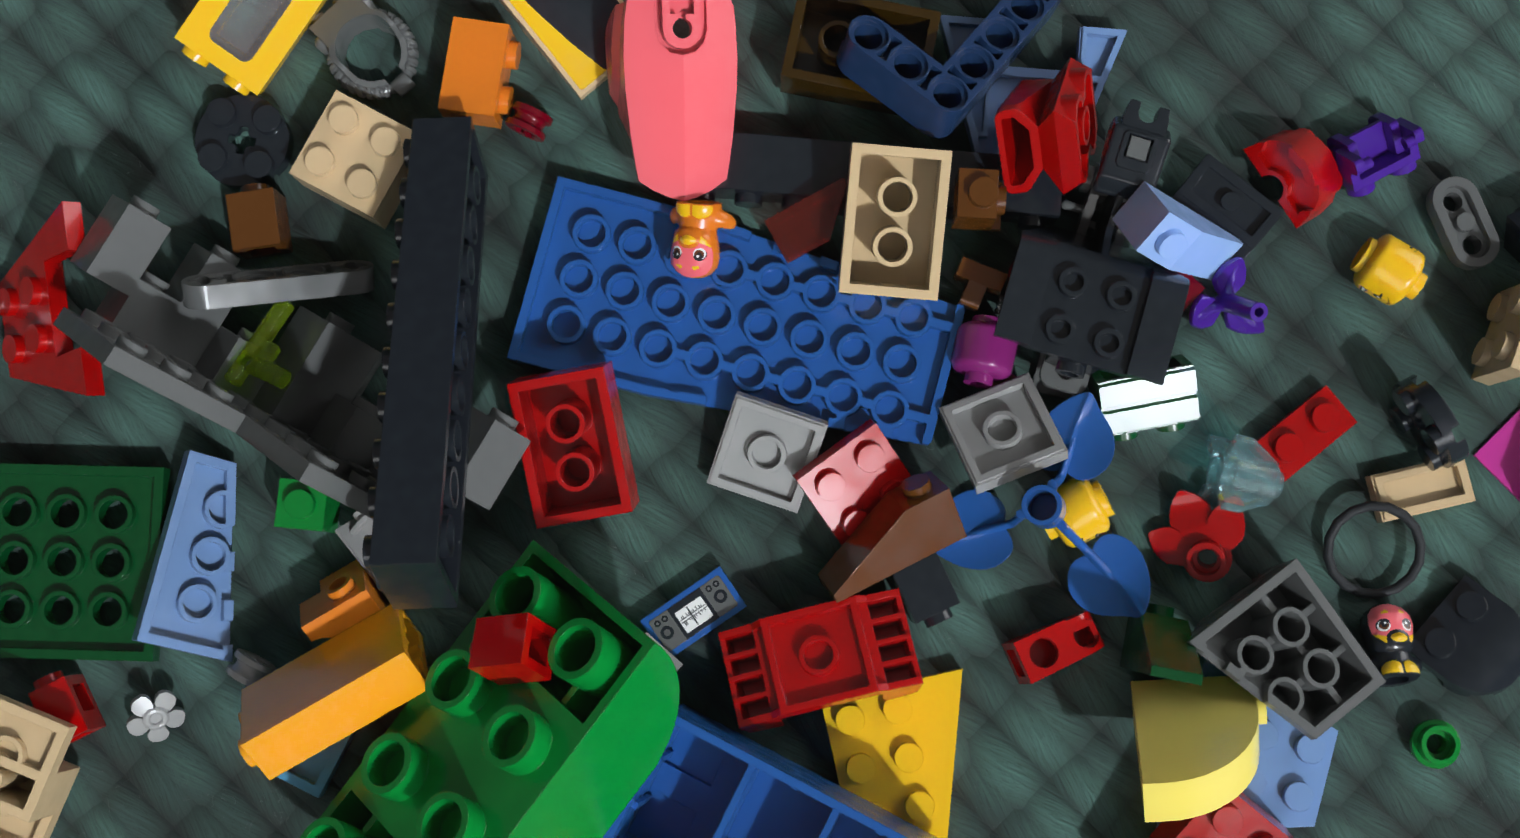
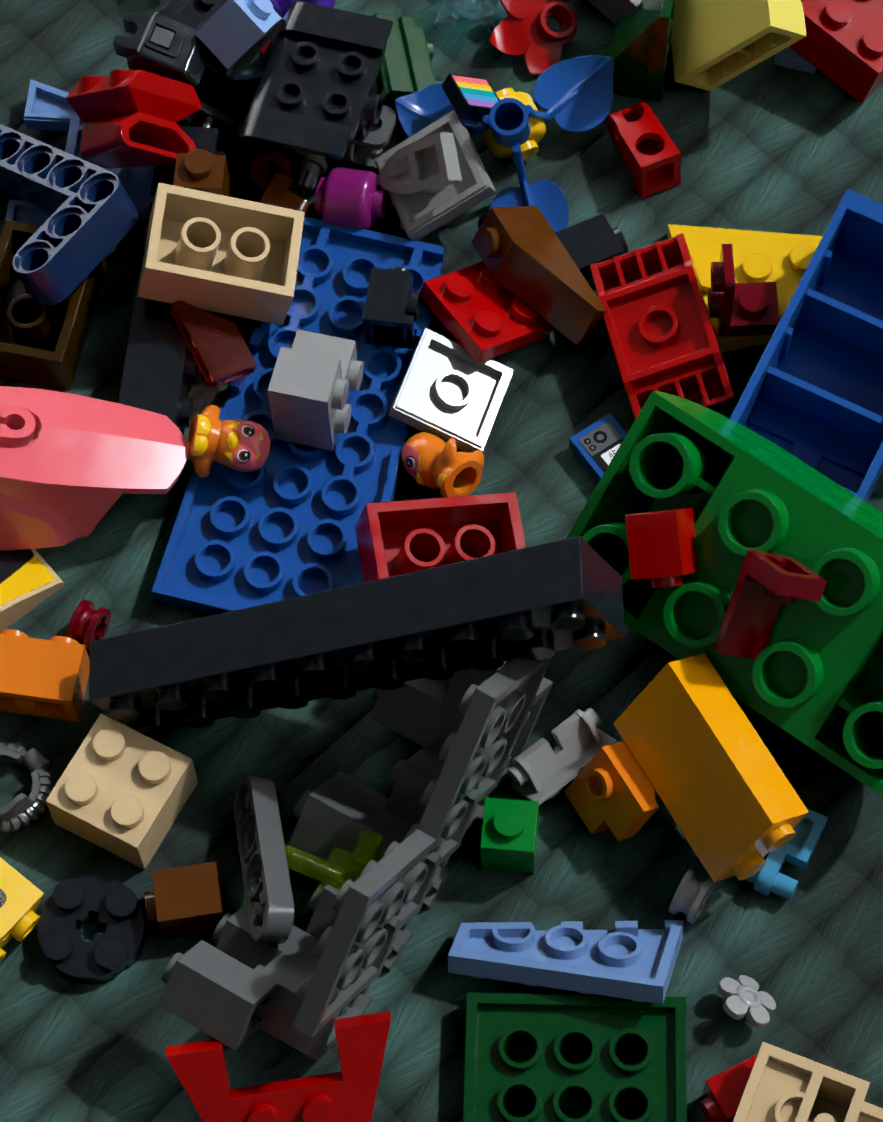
camera: 90 degrees left, 20 degrees down
(450, 756) = (759, 592): none -> dark red bracket
(685, 439) = (441, 466): none -> orange animal
(752, 318) = (313, 389): none -> light grey brick
(849, 391) = (391, 308): none -> black brick
(853, 742) = (740, 307): none -> dark red bracket
(998, 420) = (422, 166): none -> light grey plate
(1084, 470) = (470, 96): none -> tile

